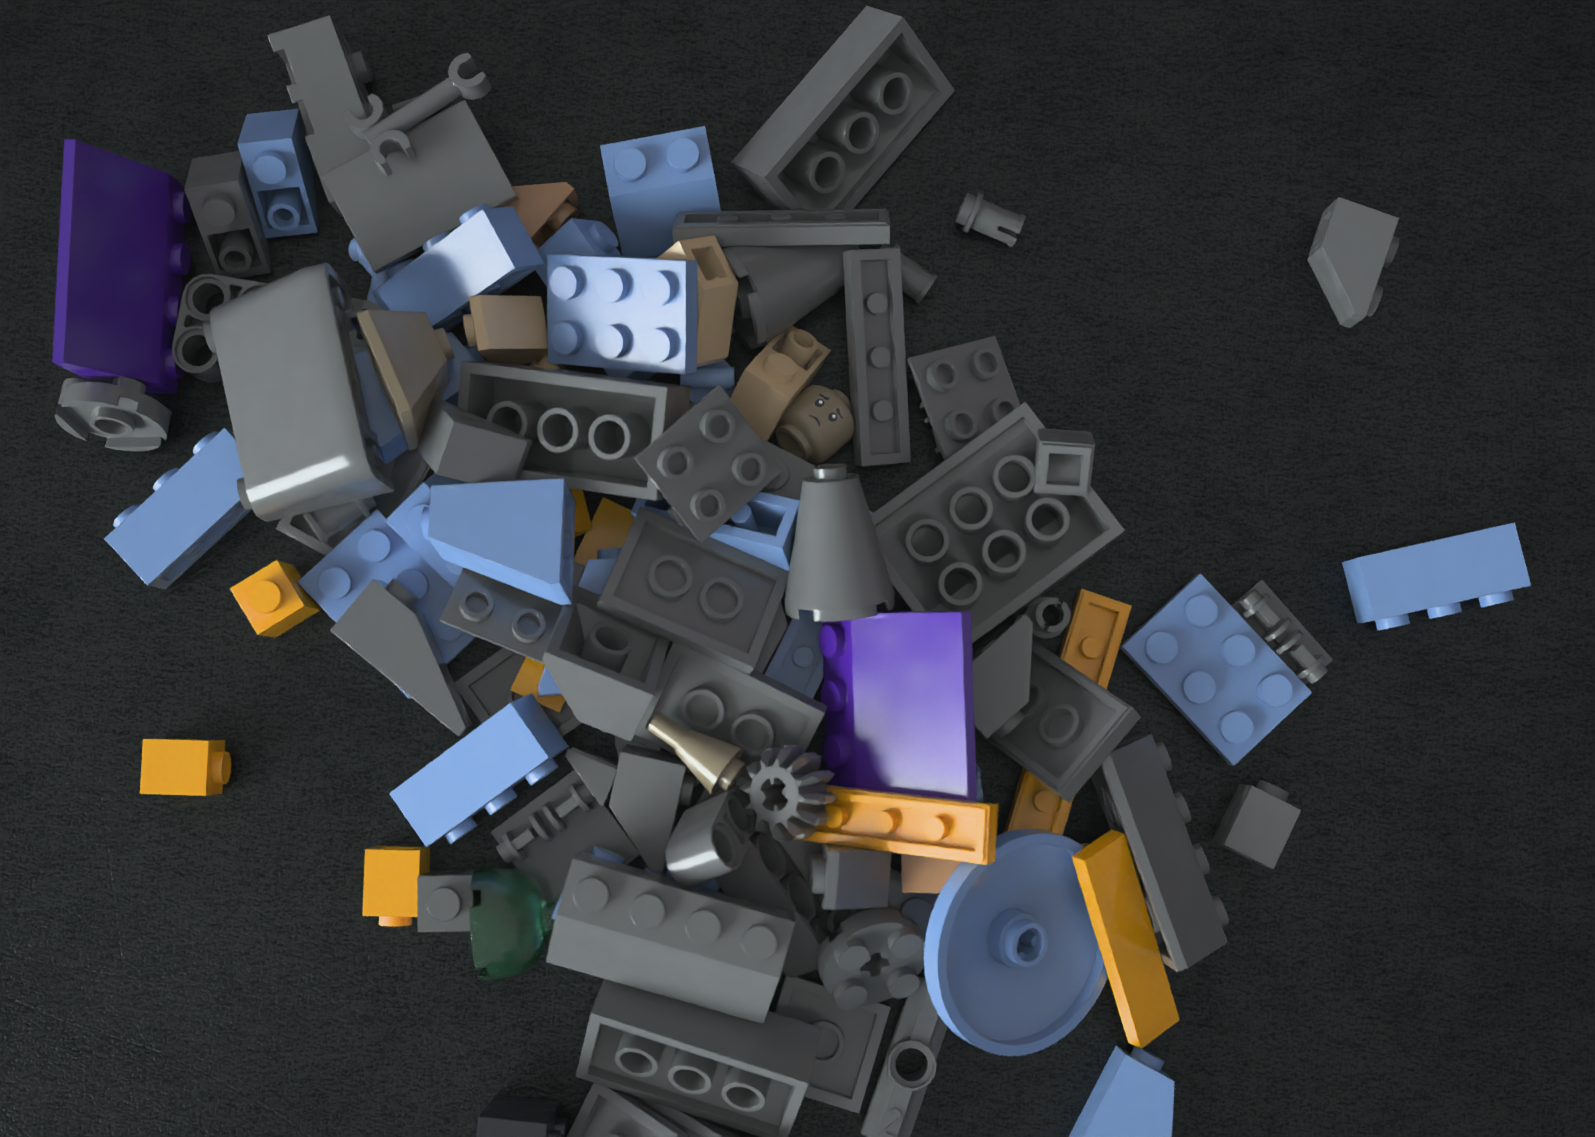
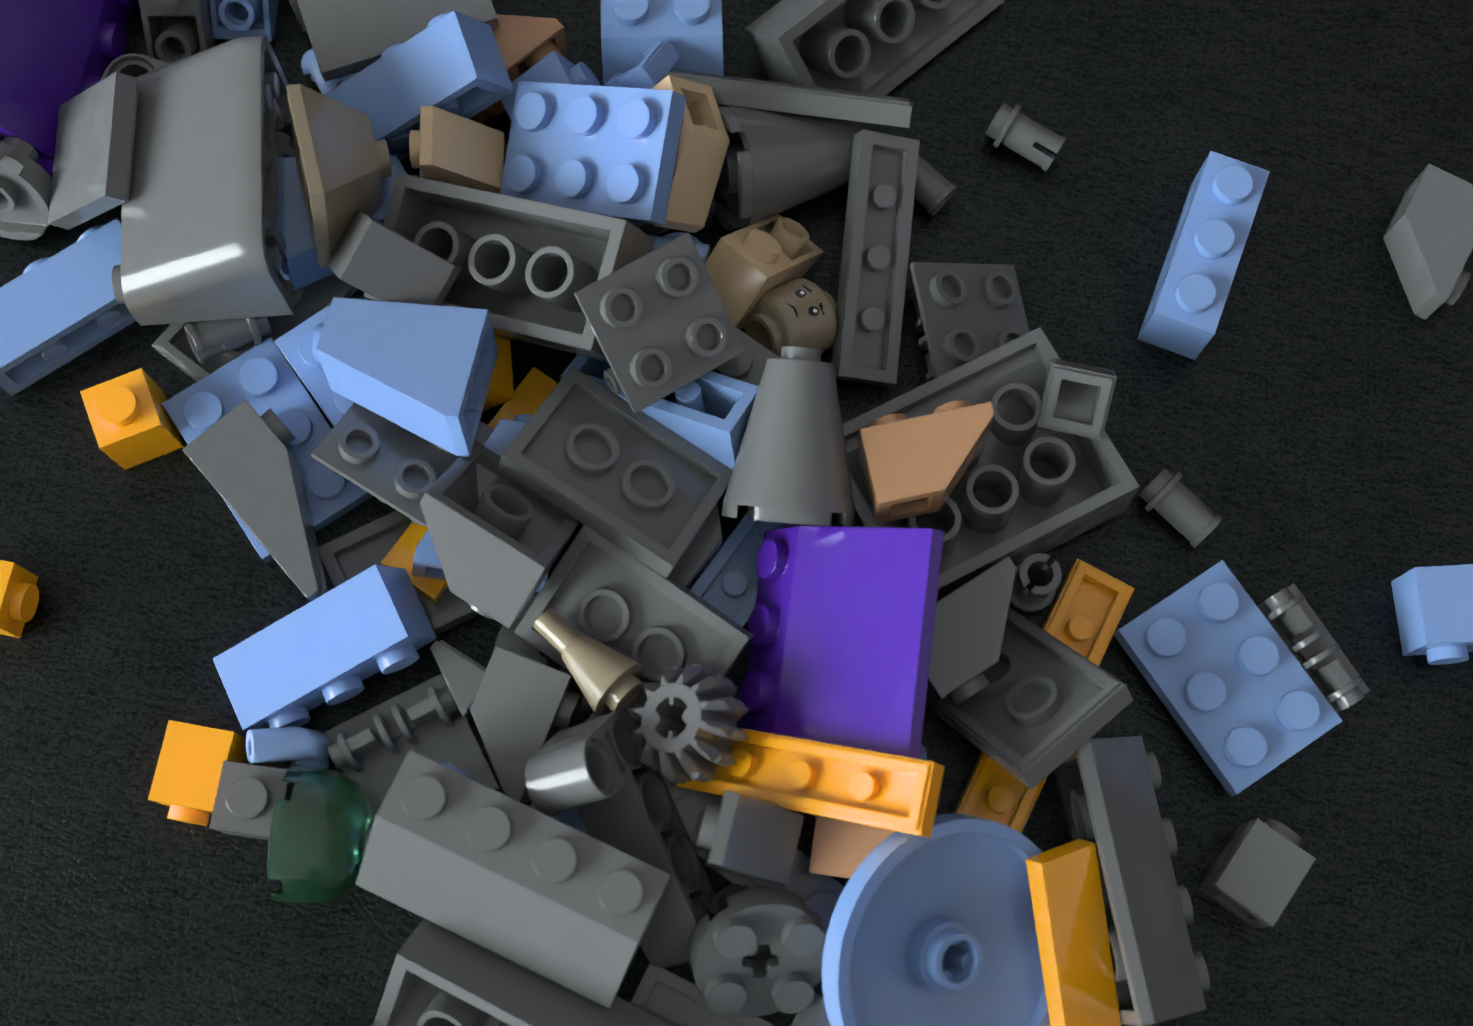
camera: 10 degrees right, 10 degrees down
(196, 381) = (94, 151): none -> dark grey tile
(473, 850) = (288, 743): none -> light blue arm
(653, 228) = (653, 68): none -> medium blue tile
(940, 543) = (920, 459): none -> medium nougat slope
(1155, 307) = (1203, 255): none -> medium blue brick
(1160, 530) = (1179, 506): none -> dark grey pin

